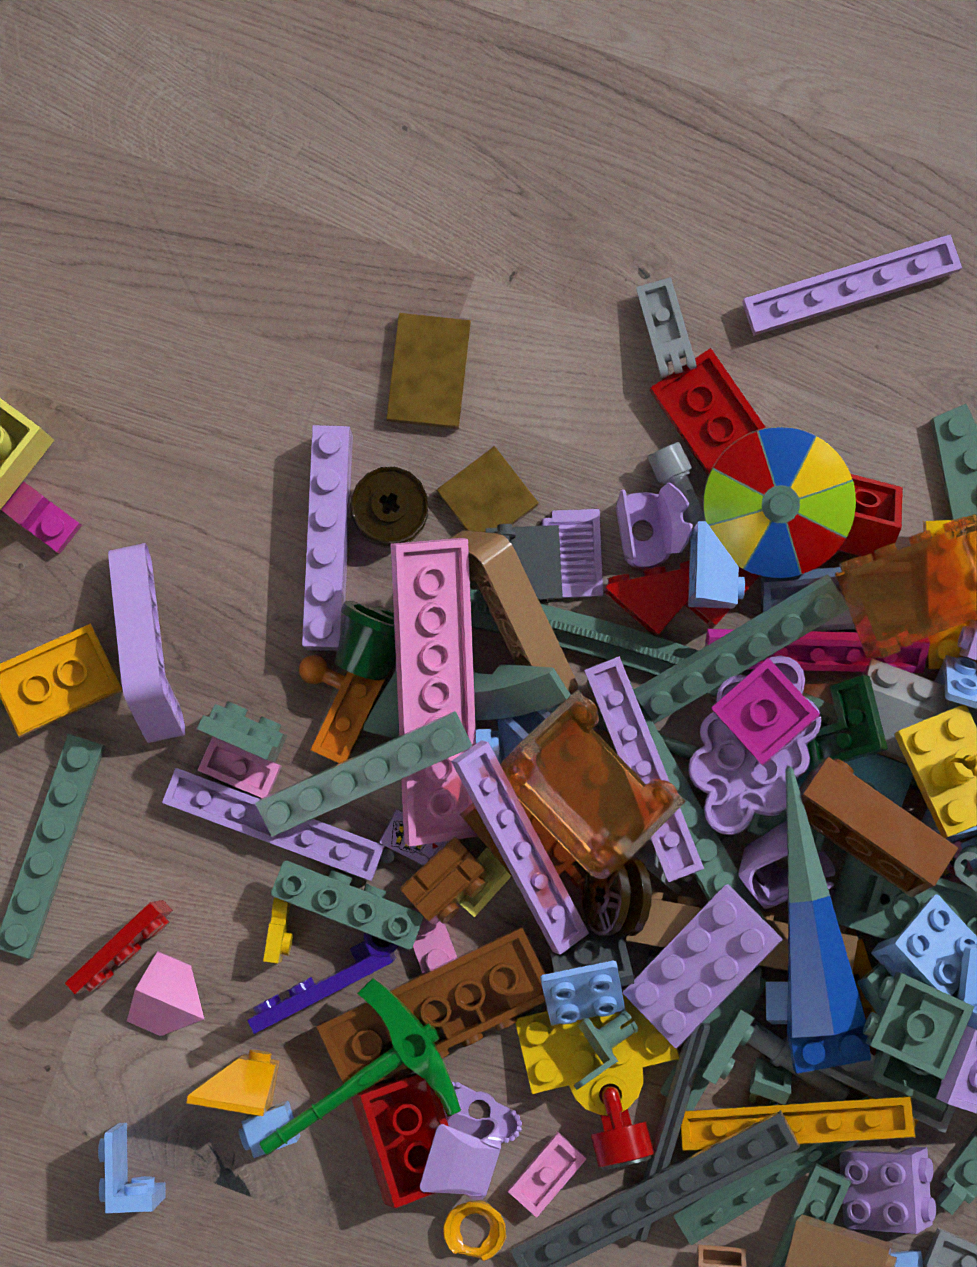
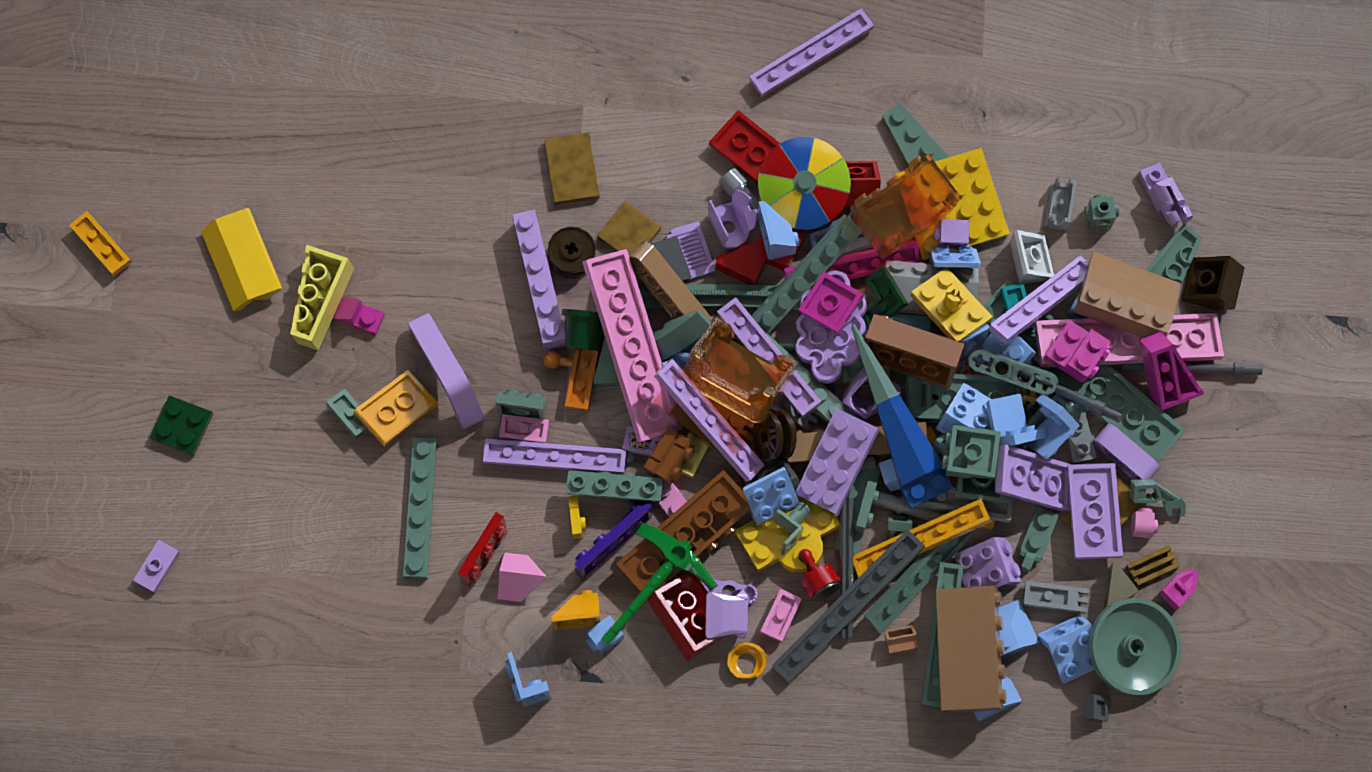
camera: 20 degrees left, 10 degrees down
(364, 773) = (602, 404): sand green plate -> none
(665, 325) = (707, 104): light grey hinge -> none

